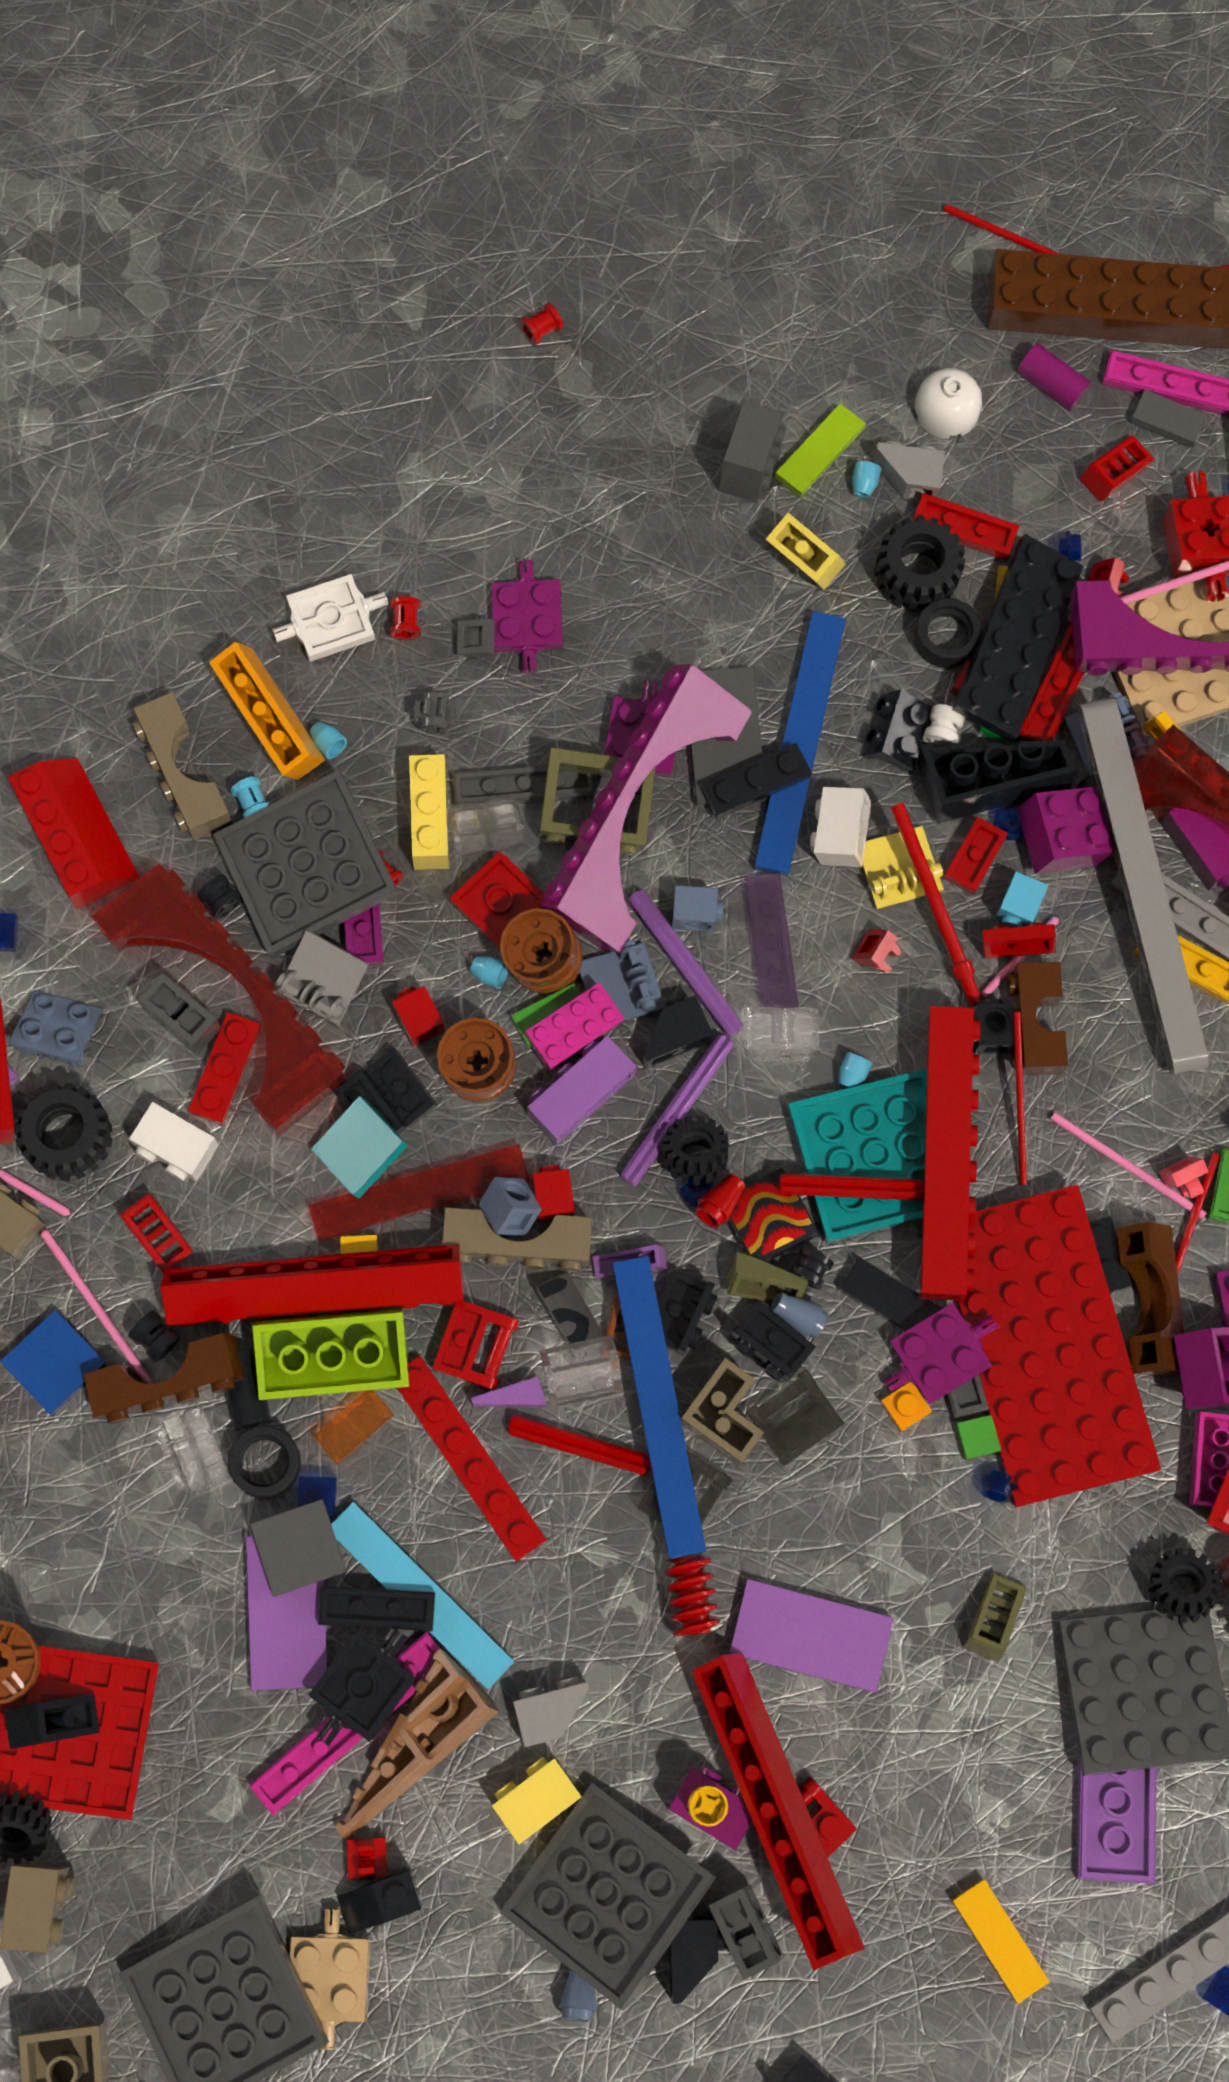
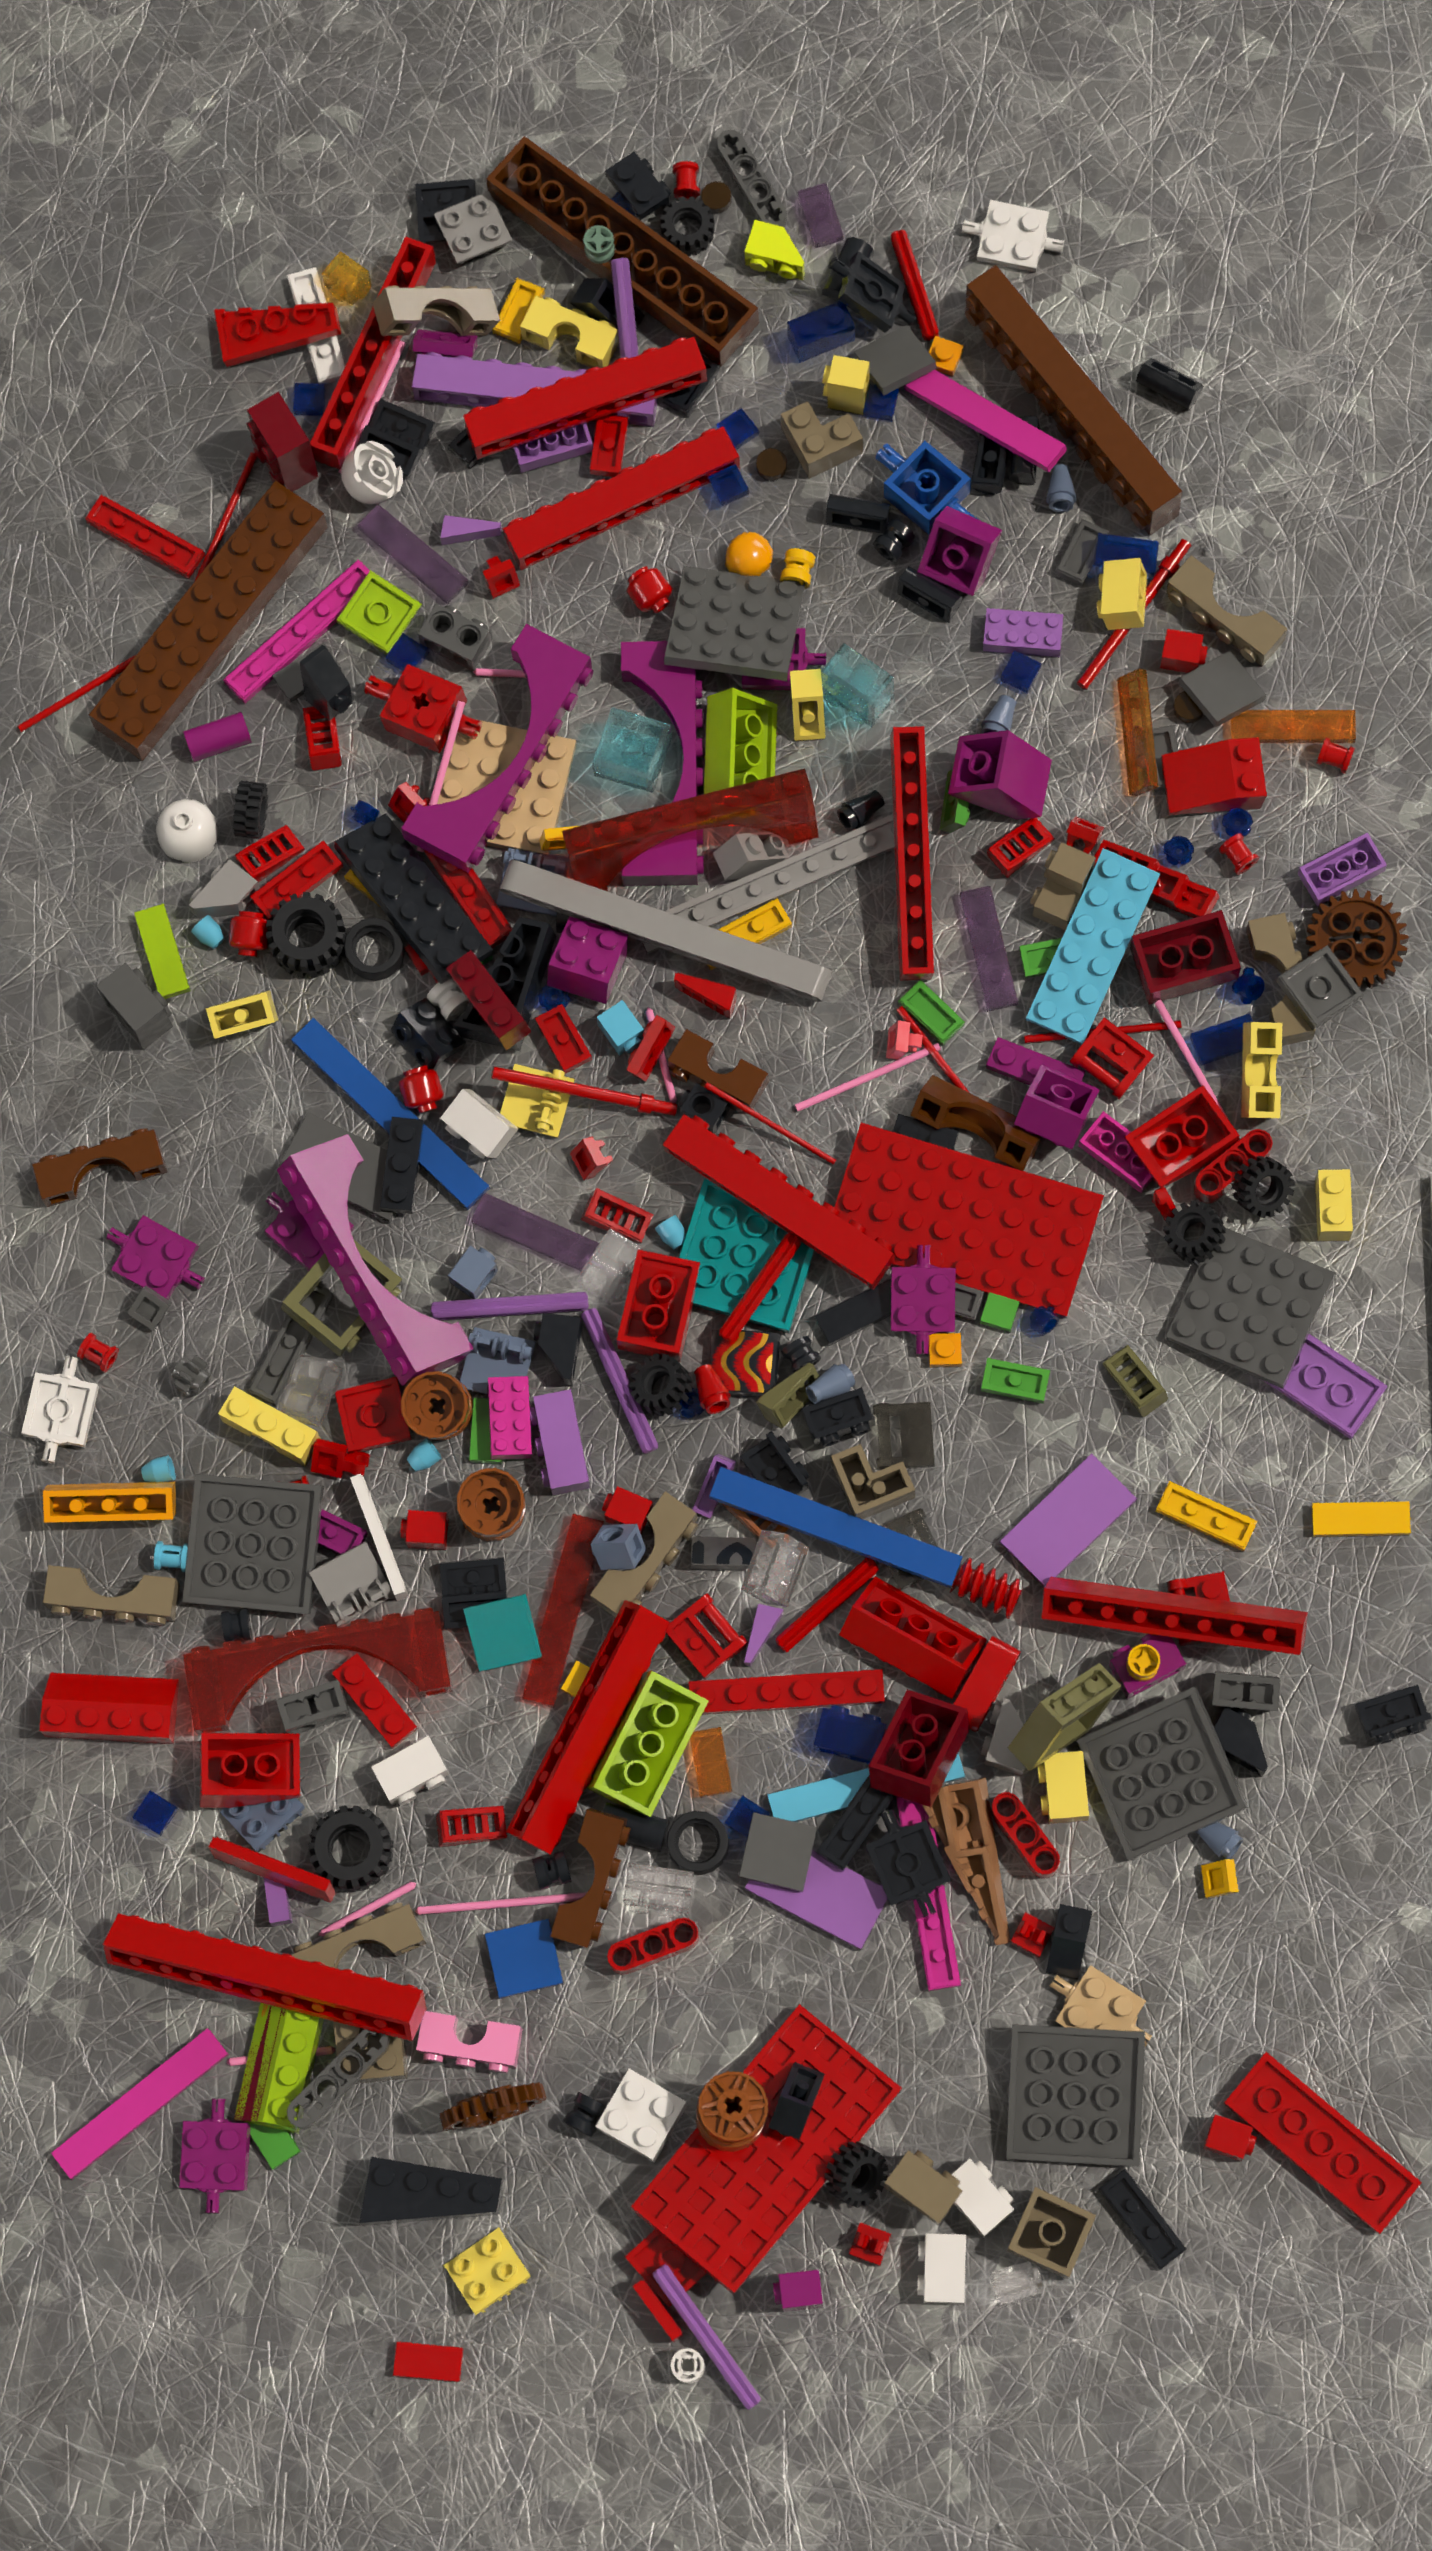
camera: 45 degrees left, 0 degrees up
(60, 1974) = (980, 2200): none -> white brick
(84, 988) = (248, 1768): none -> red slope
(120, 1470) = (636, 1943): none -> red beam
(384, 976) = (379, 1537): none -> white tile
(433, 890) = (332, 1459): none -> red plate
(452, 1806) = (1023, 1819): none -> red beam
(459, 1548) = (848, 1734): none -> clear blue brick
(483, 1626) = (919, 1748): none -> dark red brick
(536, 2021) = (1219, 1878): none -> yellow plate
(550, 488) = (62, 1175): none -> reddish brown arch
(592, 1652) = (987, 1680): none -> red beam
(597, 1551) = (912, 1637): none -> red slope
(601, 1758) = (1064, 1716): none -> olive window
(771, 1100) = (658, 1305): none -> red slope
(841, 754) = (421, 1089): none -> red head
(847, 995) = (621, 1206): none -> red slope
(886, 510) = (248, 933): none -> red head
(903, 1776) = (1206, 1516): none -> yellow tile
(919, 1495) = (1015, 1380): none -> bright green plate
(959, 493) = (244, 856): none -> red slope
(963, 758) = (488, 1000): none -> dark red brick
(1004, 442) = (250, 809): none -> black tyre
(1110, 966) = (712, 994): none -> red slope
(1168, 434) = (325, 683): none -> black slope
(1193, 1535) = (1163, 1202): none -> red tile
(1197, 205) = (145, 536): none -> red tile

